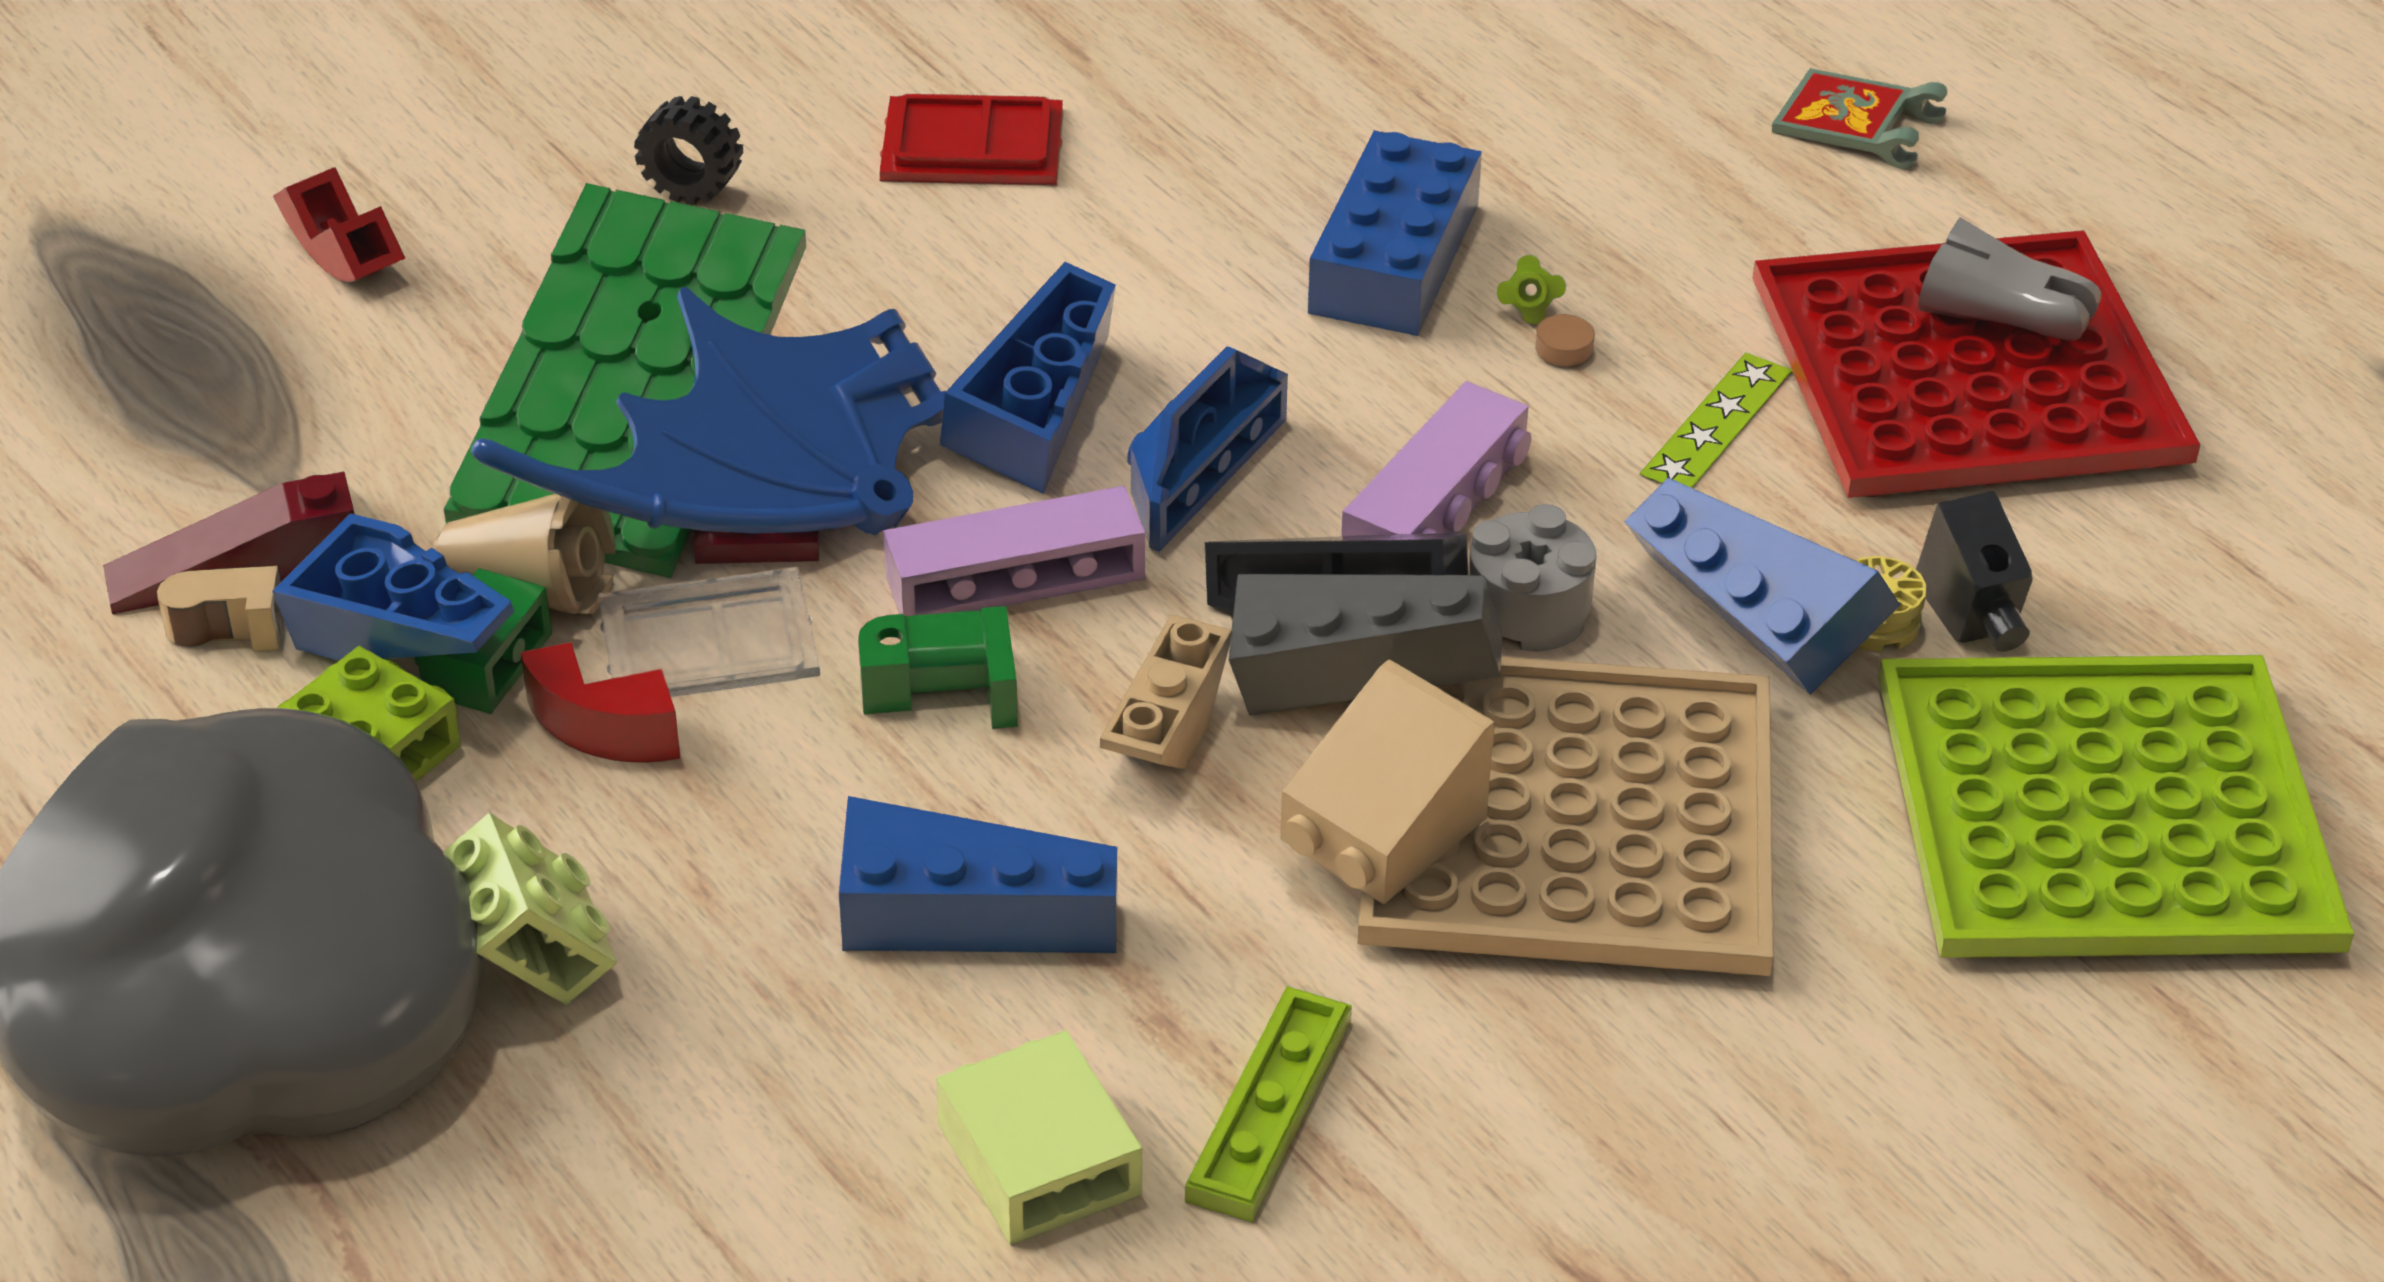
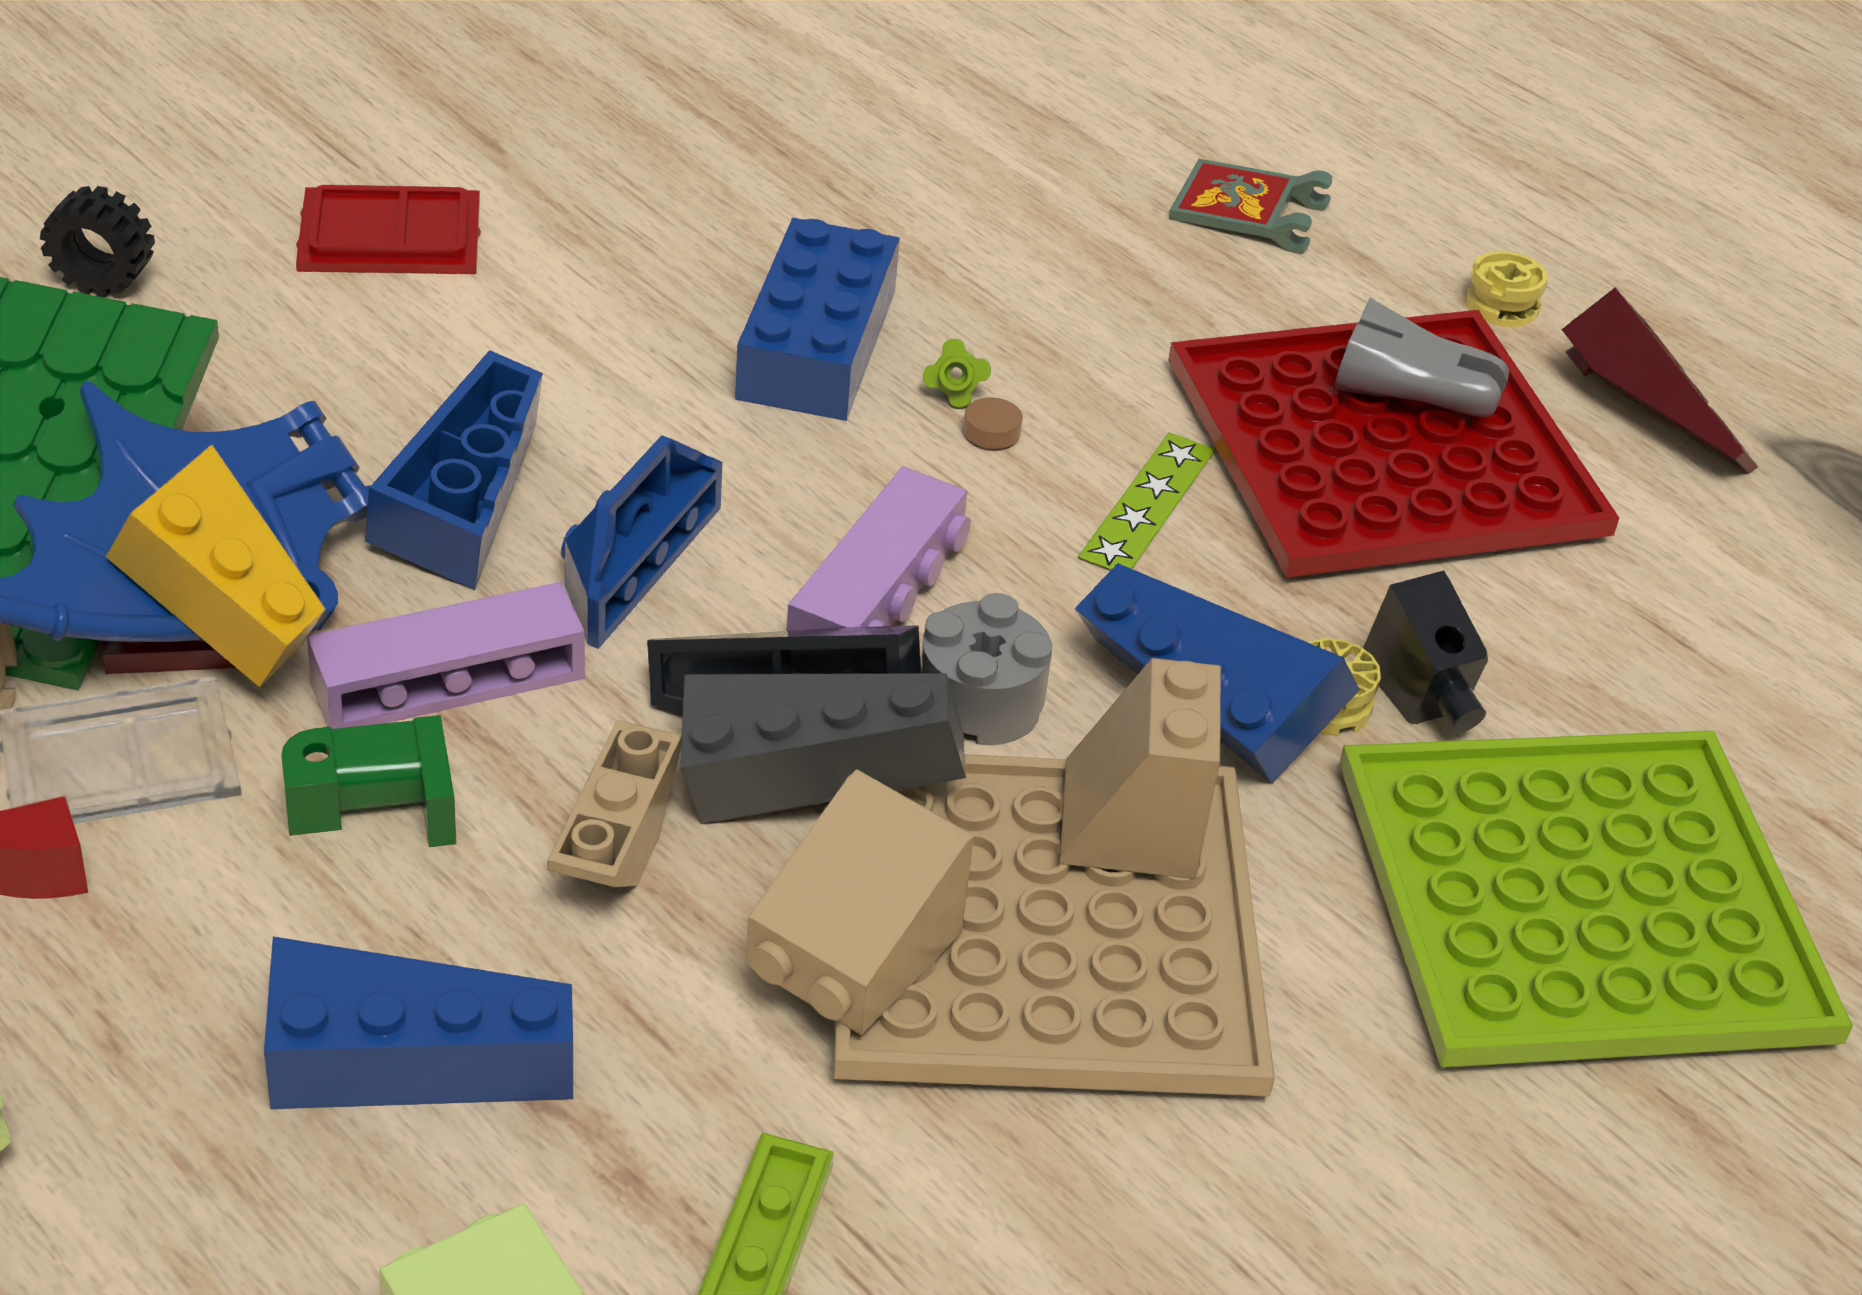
camera: 10 degrees left, 0 degrees up
(804, 465) = (219, 568): none -> yellow wedge
(1672, 677) = (1146, 775): none -> tan slope
(2120, 204) = (1506, 285): none -> light yellow wheel
(2250, 286) = (1636, 363): none -> dark red wedge

